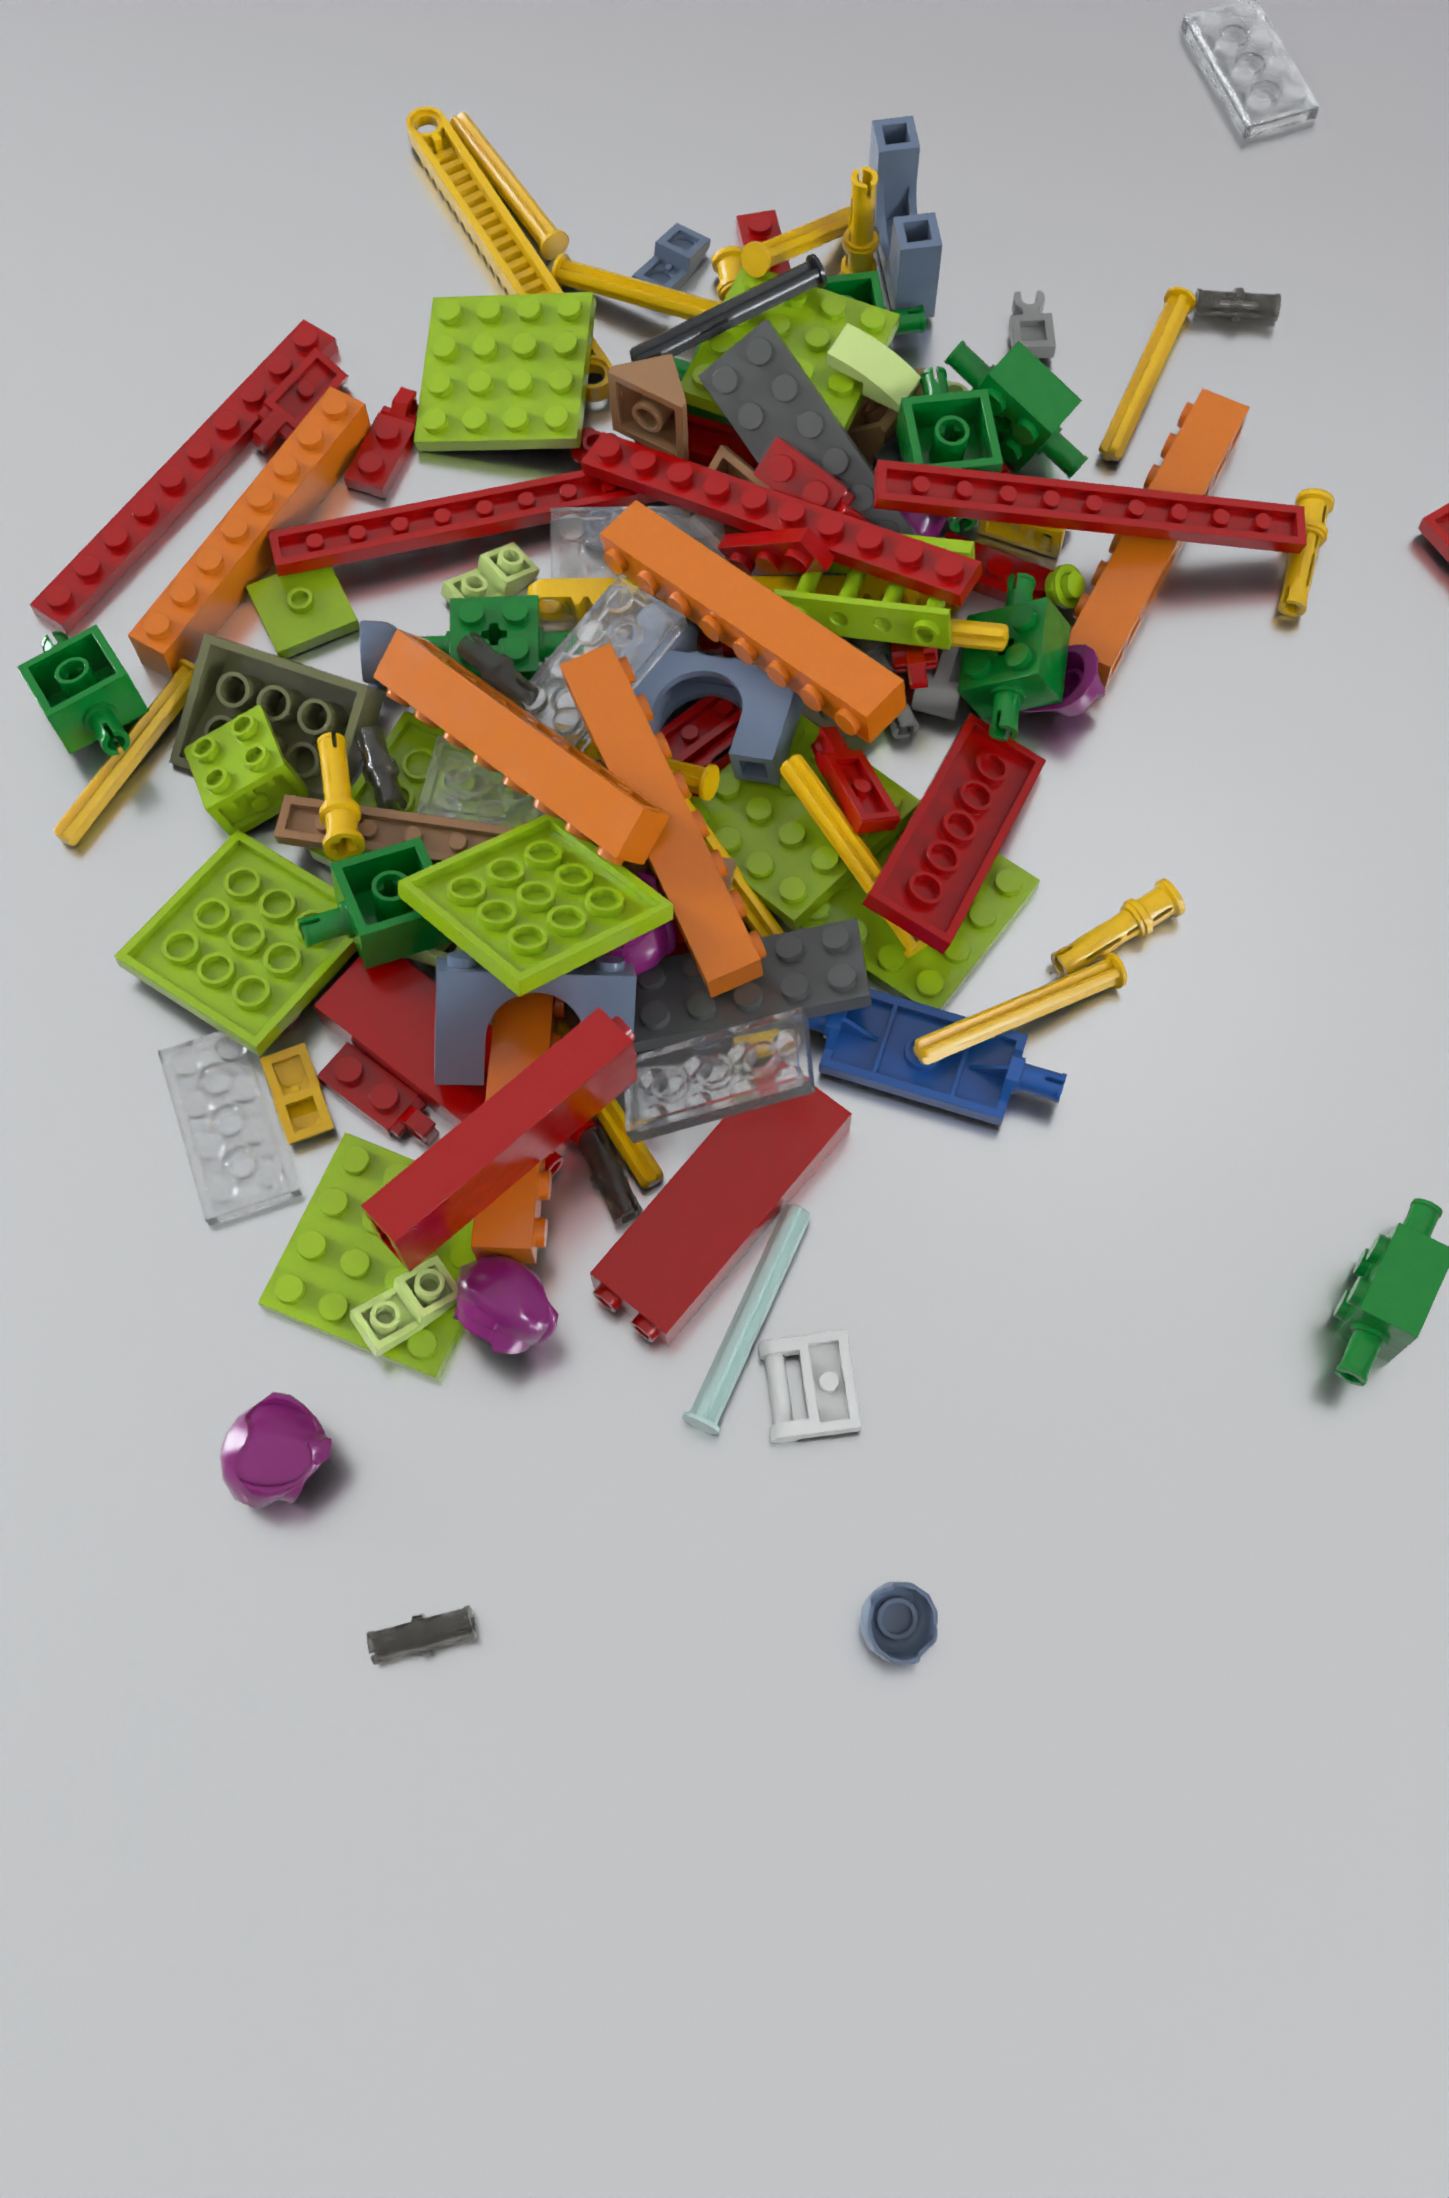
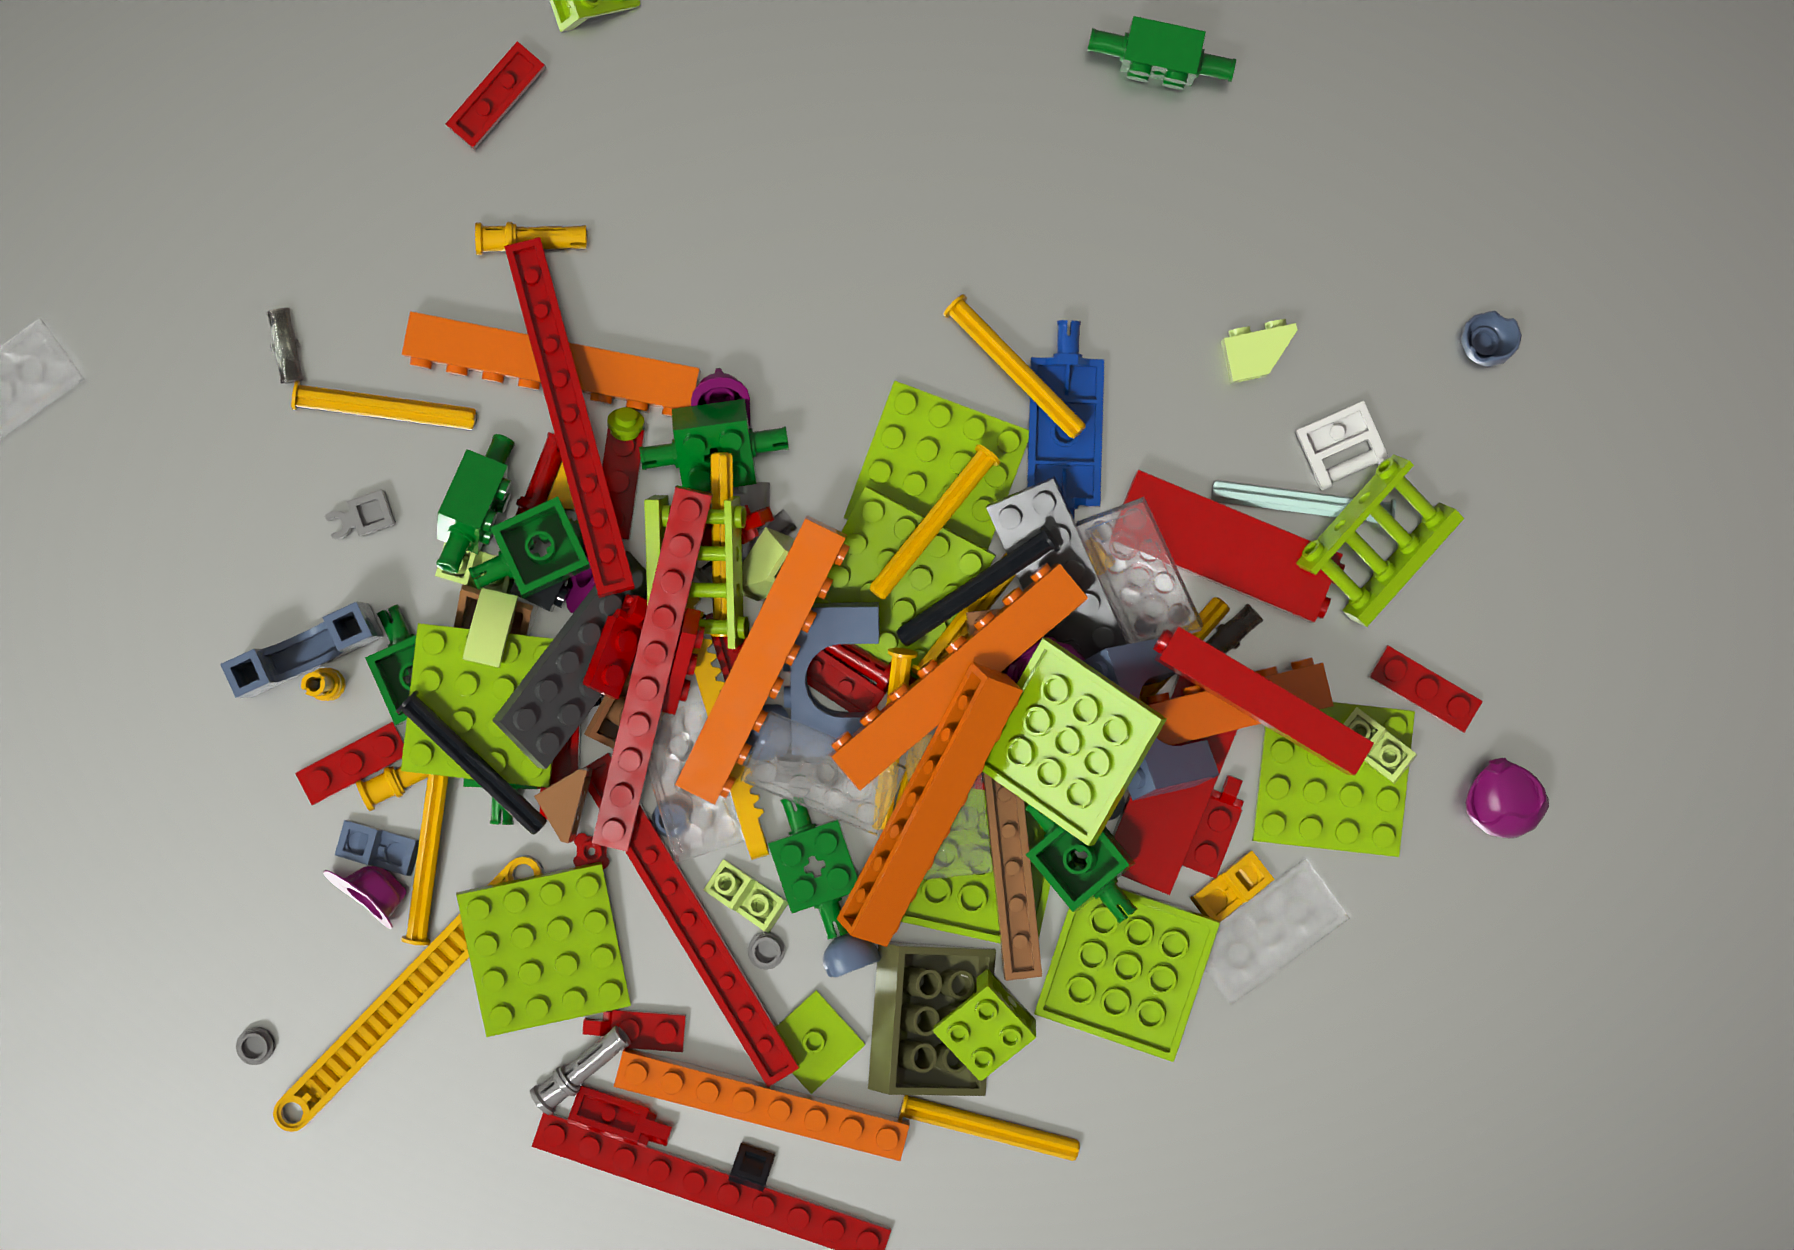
camera: 105 degrees left, 20 degrees up
(84, 690) = (959, 1201): green brick -> none
(191, 510) = (751, 1167): none -> black tile
(338, 811) = (1015, 927): yellow pin -> none
(359, 362) = (567, 1079): none -> light grey pin
(380, 768) = (958, 915): clear smoke pin -> none
(421, 584) = (766, 951): none -> light grey plate
(421, 1635) = (1592, 658): clear smoke pin -> none
(457, 1405) = (1425, 689): none -> red plate
(497, 670) = (858, 847): clear smoke pin -> none
(504, 1304) = (1360, 673): magenta helmet -> none
(506, 116) = (254, 1046): none -> light grey plate
(550, 239) = (331, 1020): yellow axle -> none
(620, 1388) = (1412, 549): none -> lime fence
(626, 236) = (373, 889): none -> magenta piece
(761, 256) = (406, 754): yellow axle -> none
(793, 959) = (978, 587): none -> black axle
(854, 784) = (876, 539): red hinge -> none
(954, 835) = (888, 452): red plate -> none
(961, 1309) = (1255, 353): none -> yellowish green slope
(1133, 920) = (906, 300): yellow pin -> none

